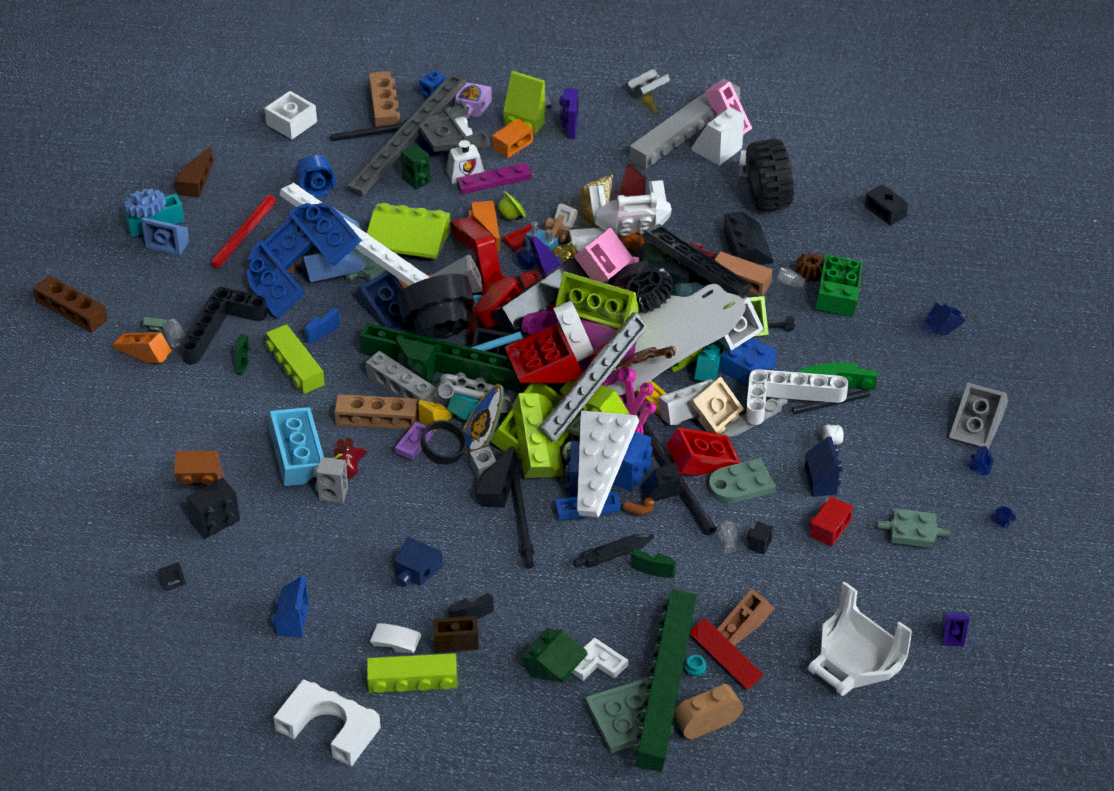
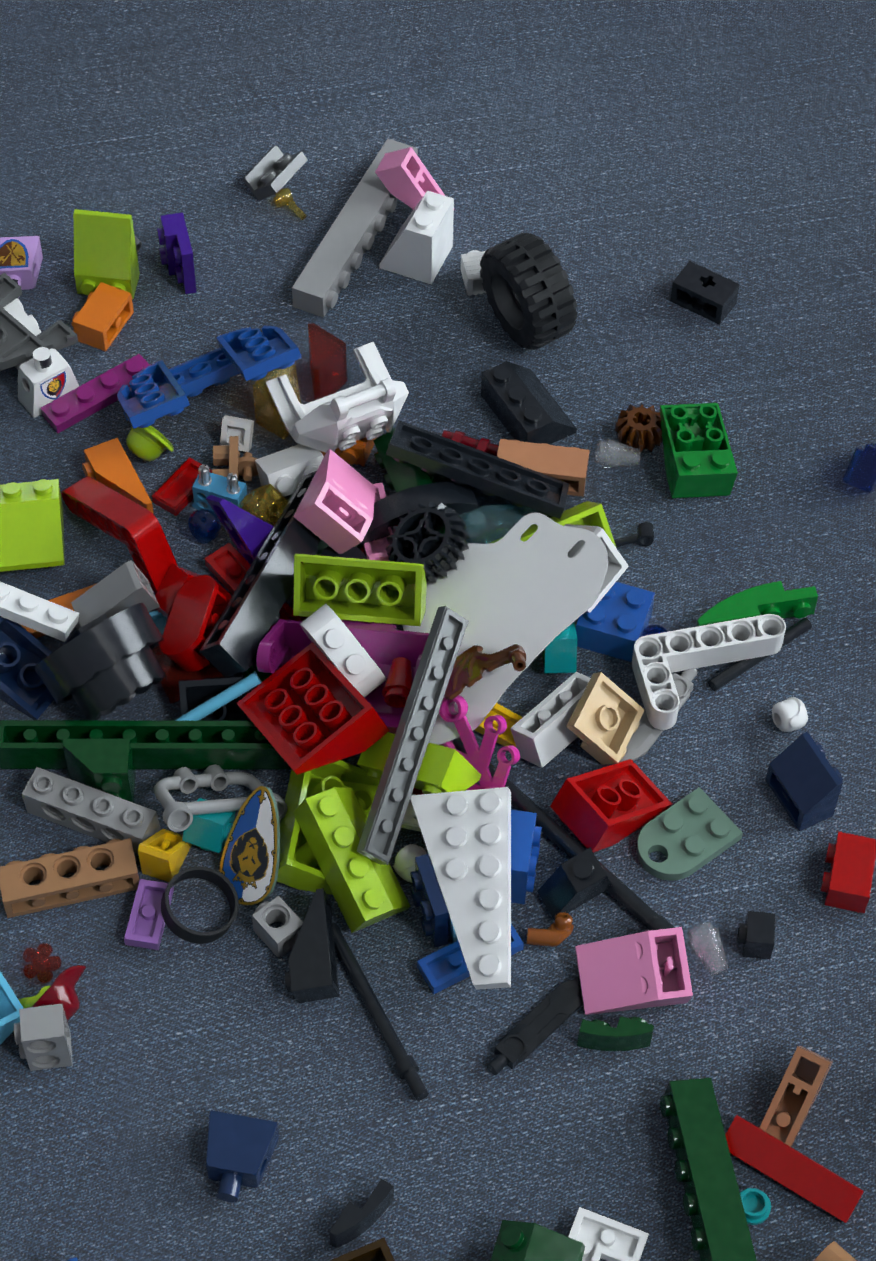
camera: 20 degrees left, 10 degrees up
(529, 179) = (165, 391): none -> blue plate
(678, 534) = (634, 971): none -> bright pink slope

